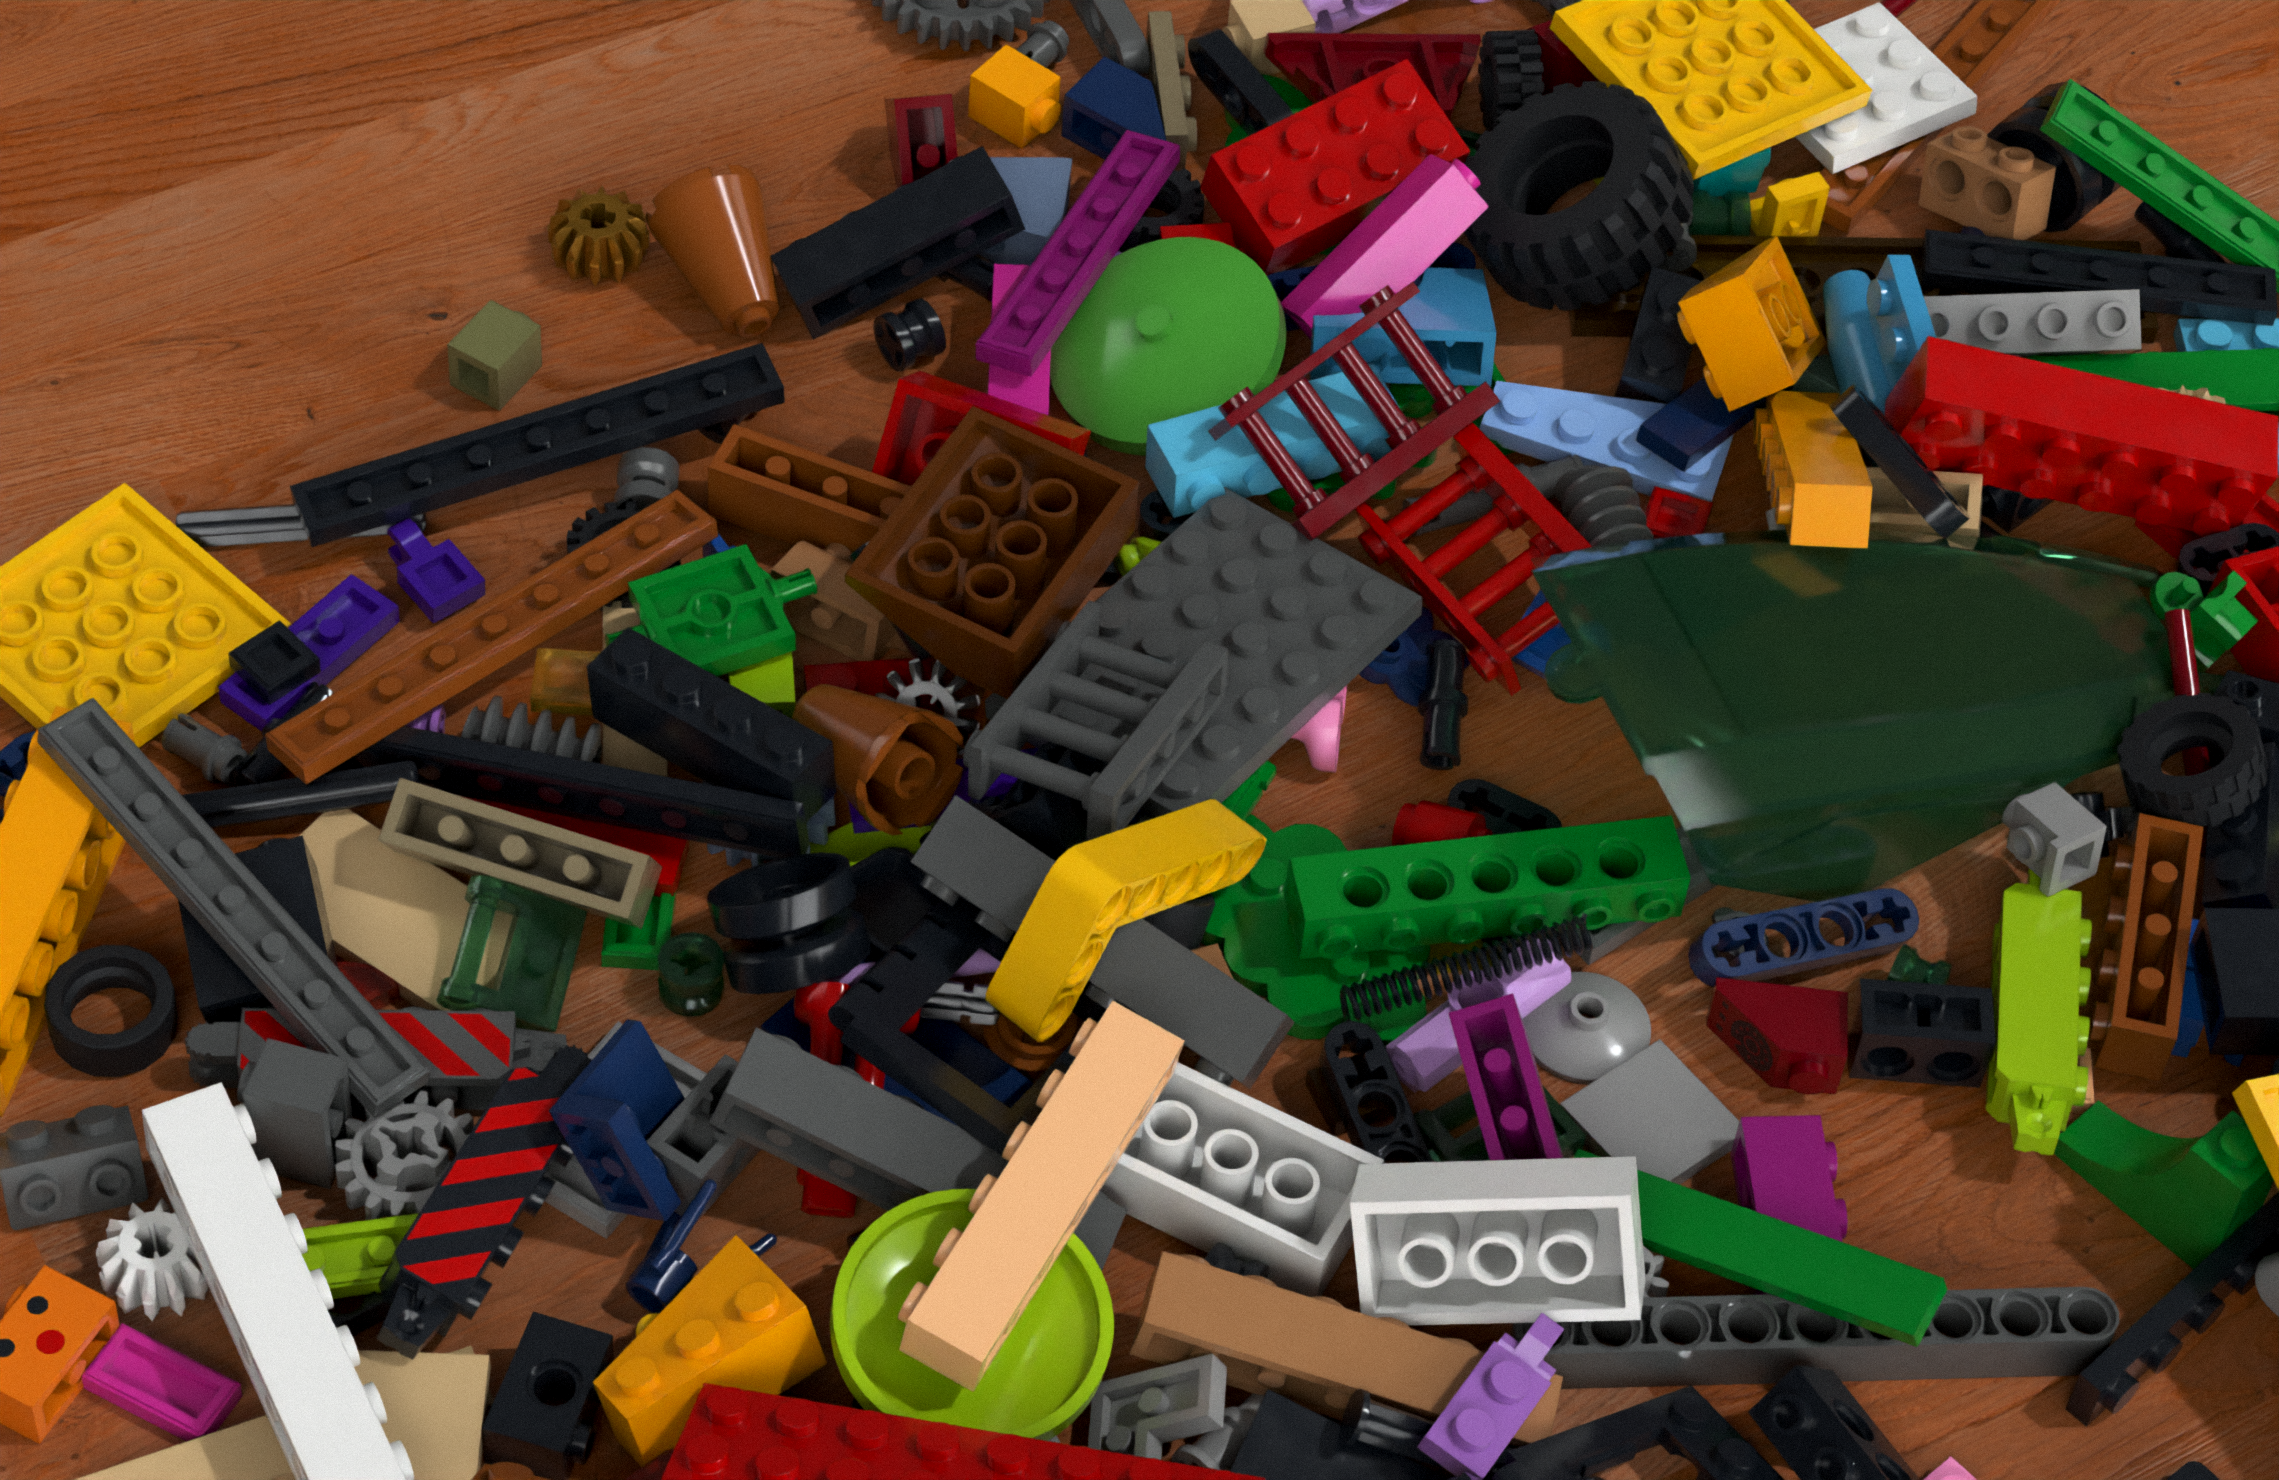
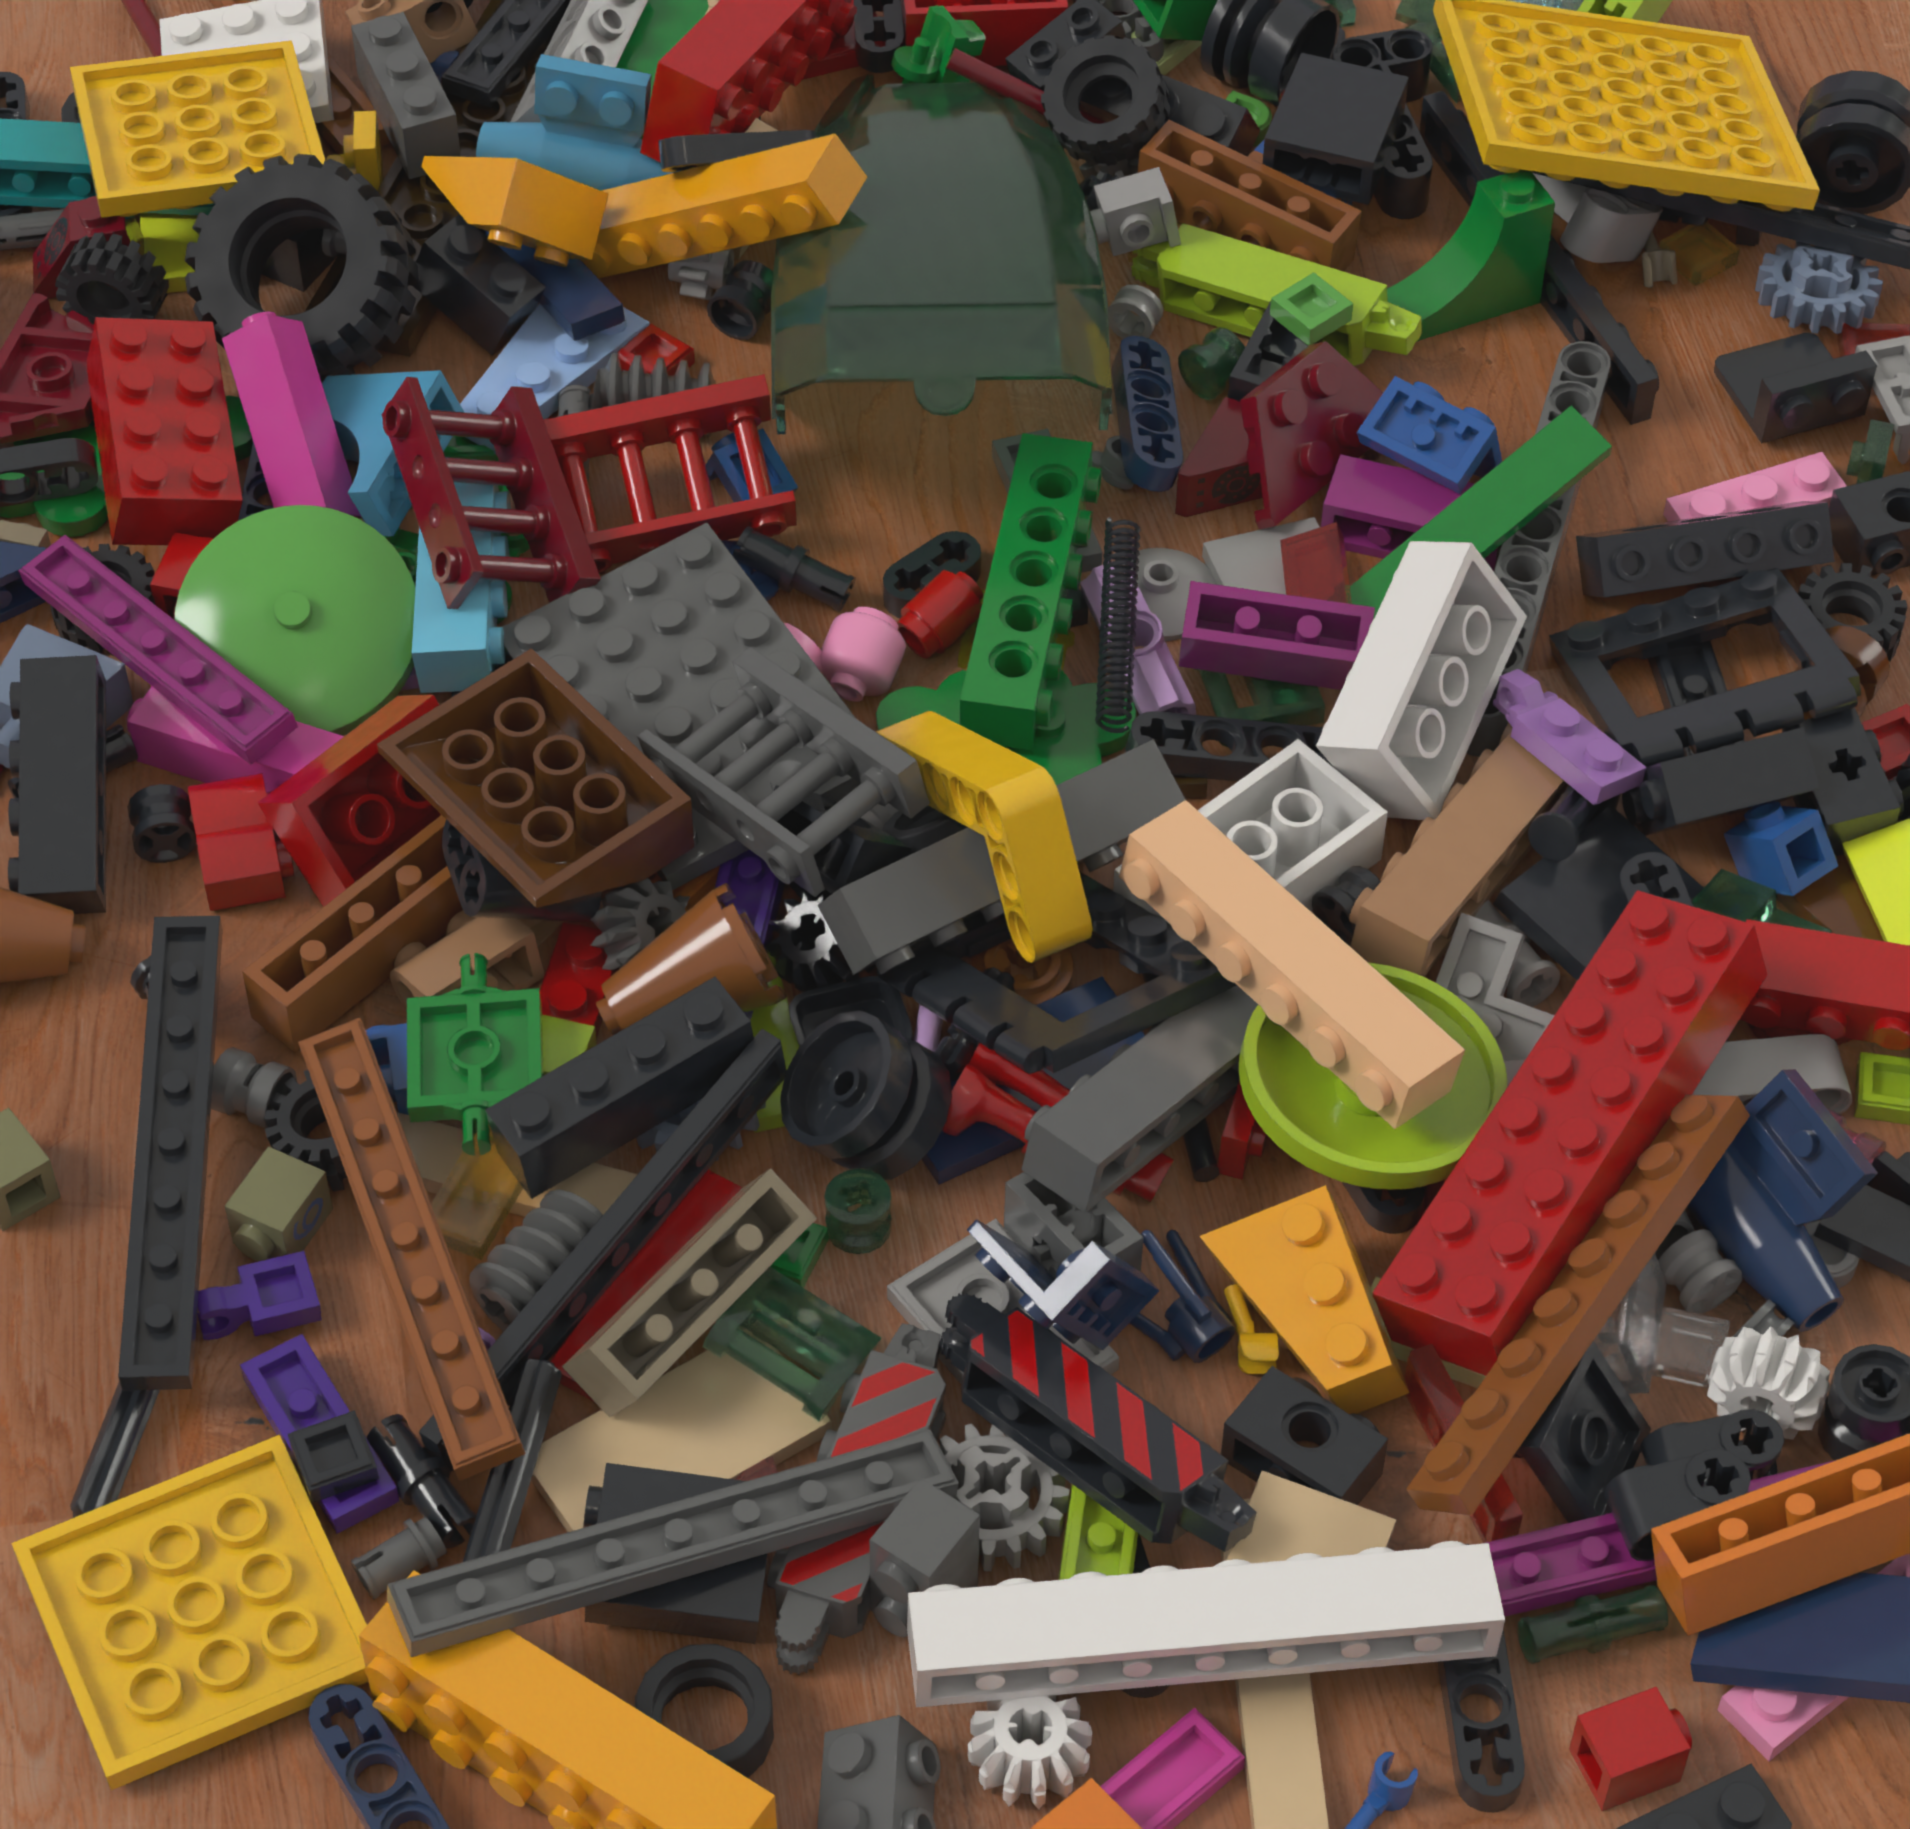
camera: 65 degrees left, 0 degrees up
(519, 543) = (278, 1206): none -> olive brick
(871, 387) = (237, 843): none -> red brick
(1358, 788) = (862, 653): none -> bright pink head
(1651, 1133) = (1316, 565): none -> clear red tile
(1854, 1068) = (1302, 425): none -> dark red wing
(1873, 205) = (404, 91): none -> dark grey brick
(1880, 1185) = (1431, 435): none -> blue bracket
(1951, 896) = (1141, 302): none -> light grey bush
(1988, 1022) = (1311, 309): none -> bright green tile

